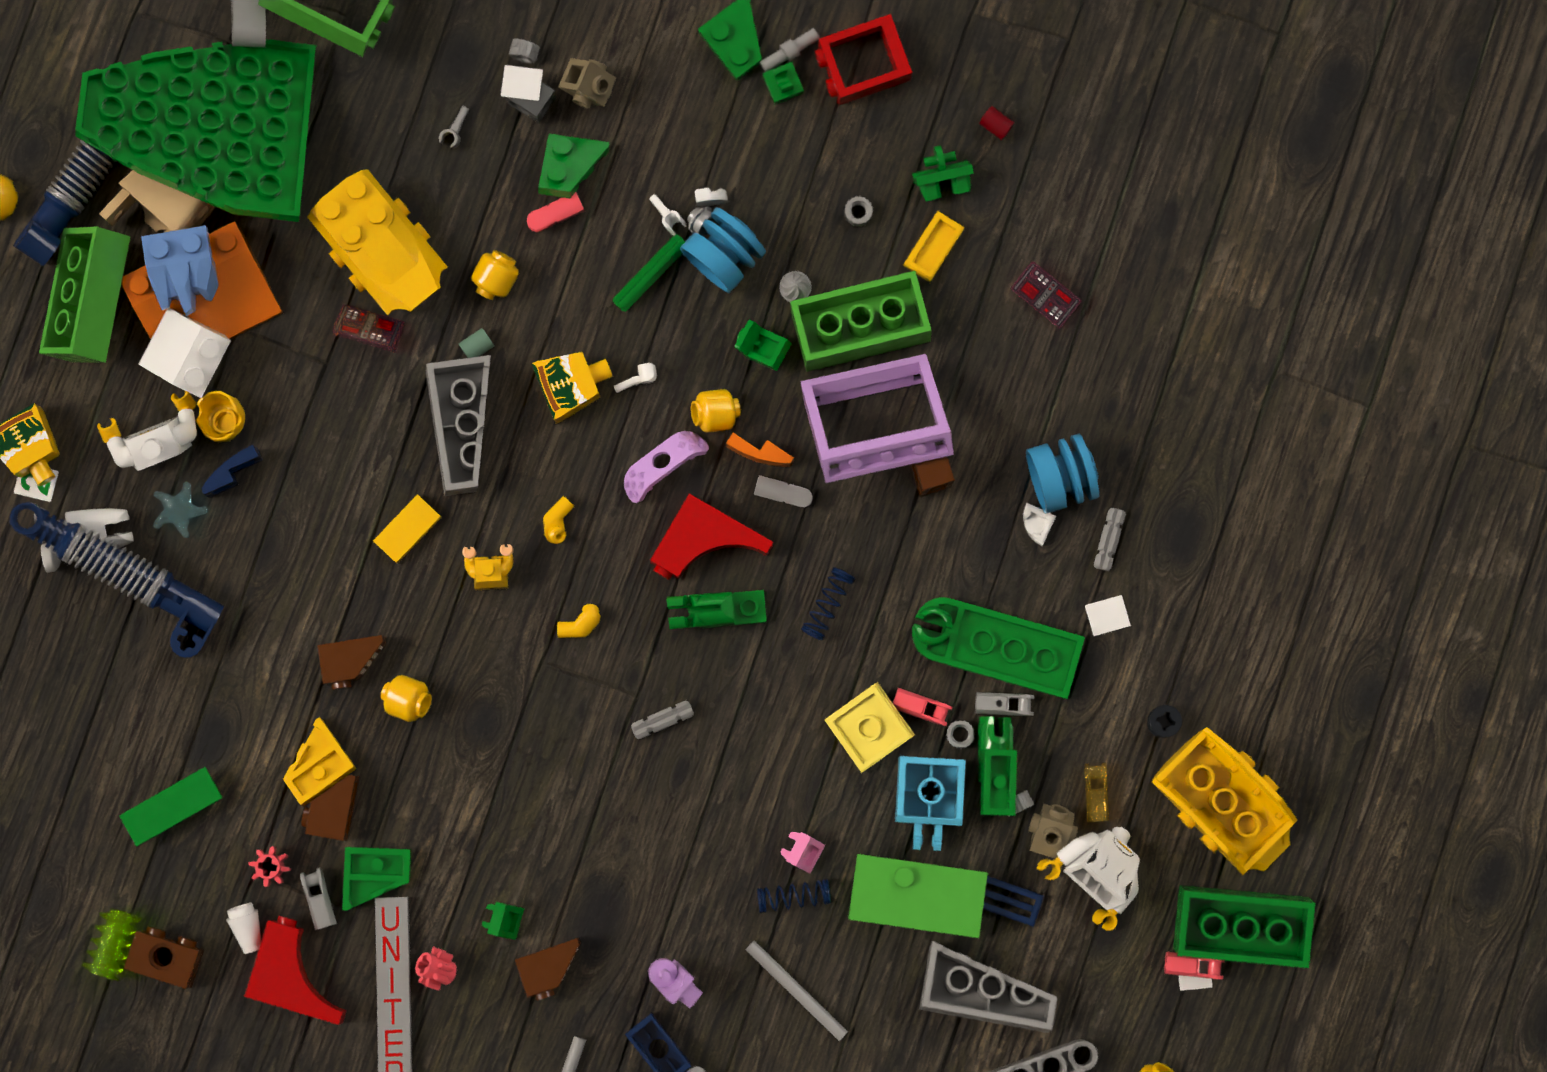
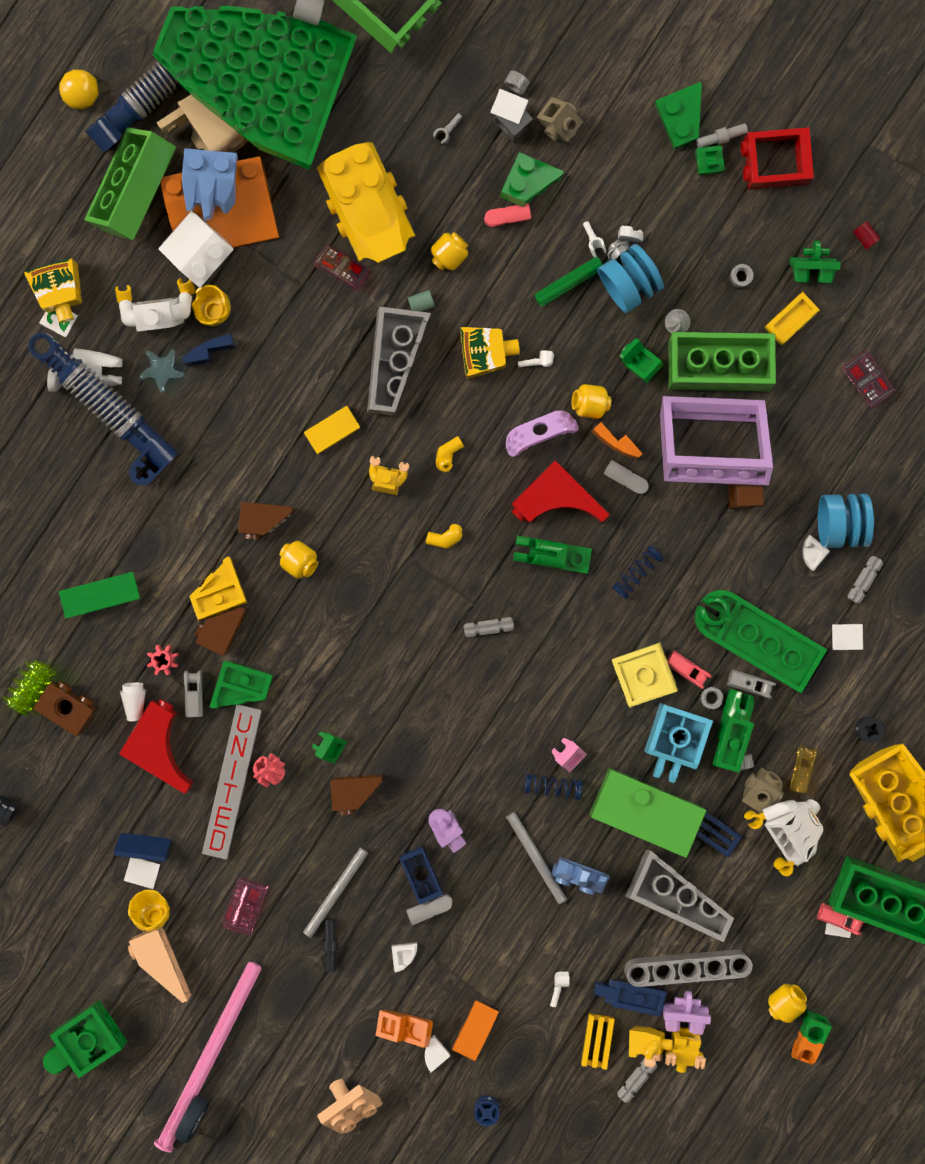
camera: 10 degrees right, 5 degrees up
(846, 994) = (578, 874): none -> medium blue plate

